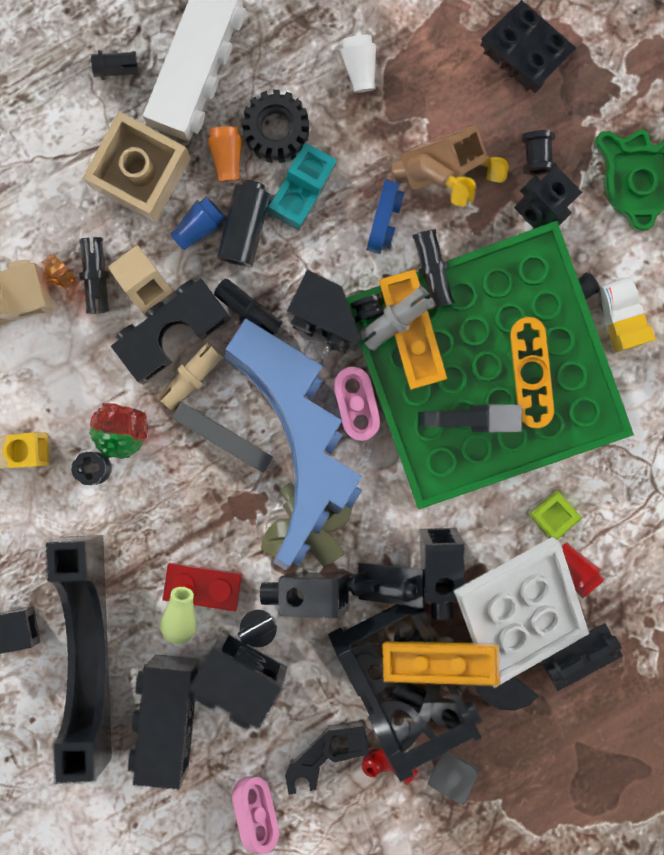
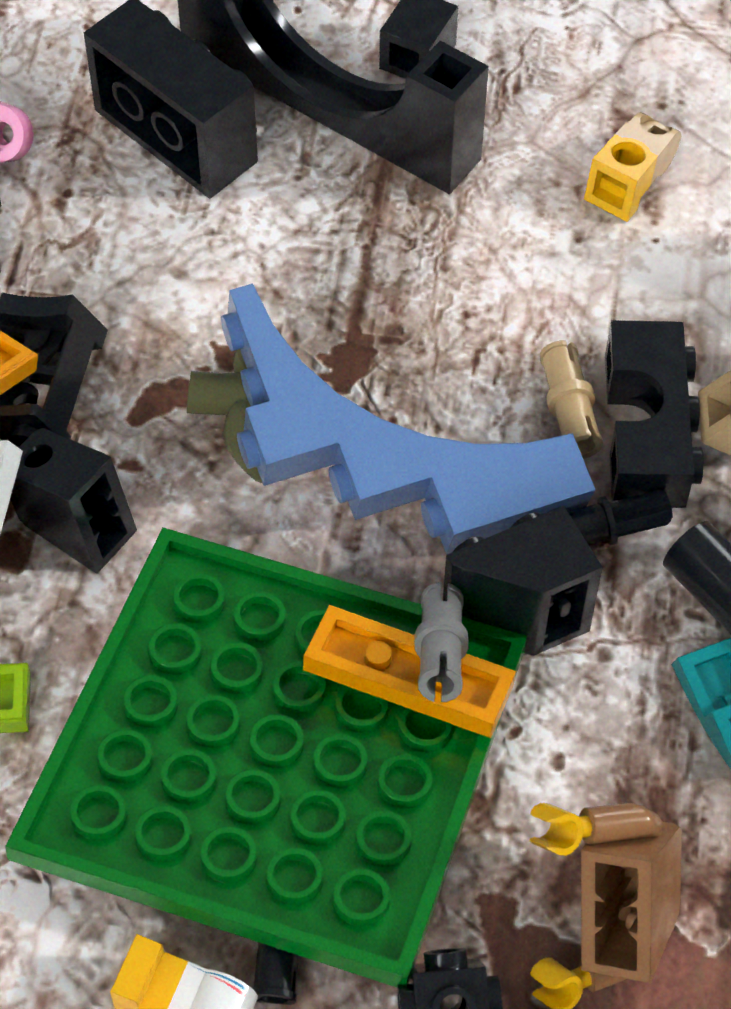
camera: 130 degrees right, 30 degrees down
(98, 477) = (548, 227): black bush -> none
(118, 430) = (564, 270): clear red piece -> none
(179, 618) = (277, 191): yellowish green cone -> none
(210, 586) = (292, 249): red plate -> none
(222, 437) = (459, 380): dark grey beam -> none
(239, 681) = (147, 175): black brick -> none
(257, 628) = (188, 266): black plate -> none
(323, 594) = (168, 334): black torso -> none
(357, 403) = (371, 556): bright pink plate -> none
(368, 307) = (488, 635): black bush -> none
(388, 584) = (106, 417): black hinge -> none
(389, 202) = (589, 752): blue plate -> none
(433, 268) = (473, 753): black pin -> none
(480, 418) = (210, 656): black piece -> none
(537, 343) = (201, 746): light orange beam -> none

